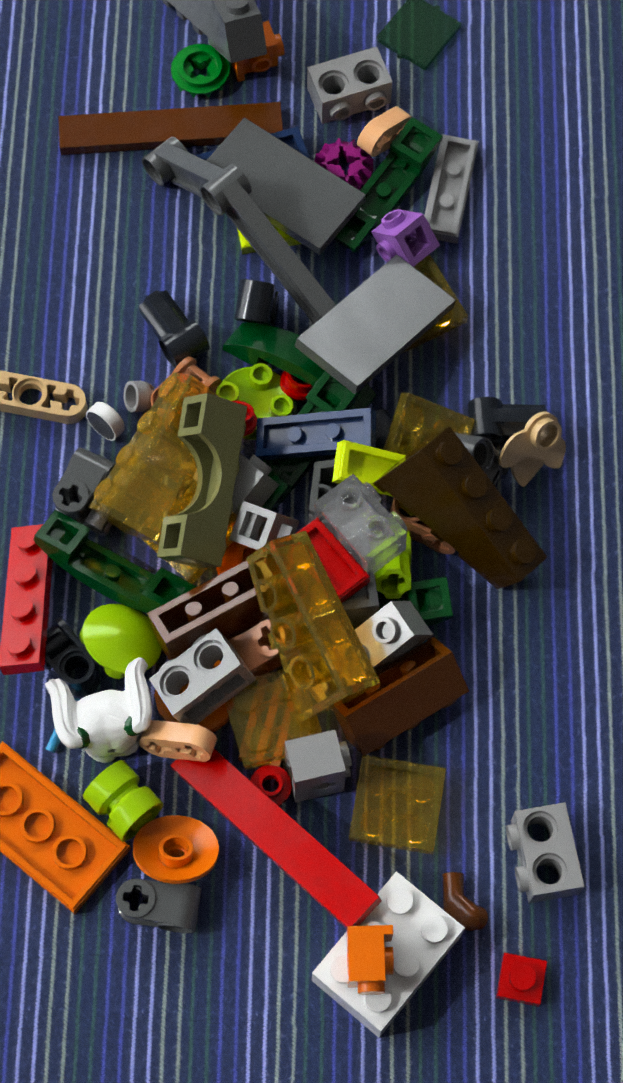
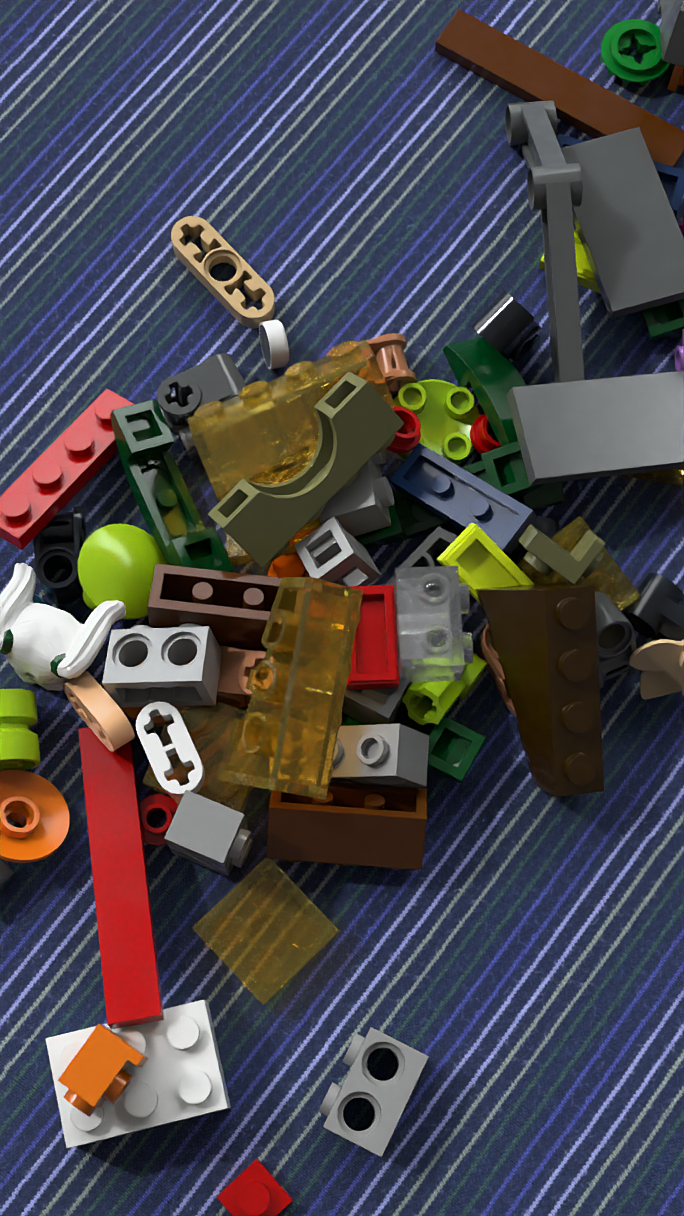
camera: 35 degrees right, 5 degrees up
(138, 396) = (323, 339): light grey hinge -> none
(175, 333) = (408, 305): black piece -> none
(255, 720) = (159, 755): none -> white beam
(403, 429) = (548, 555): none -> olive bracket
(459, 906) = (248, 1080): reddish brown arm -> none

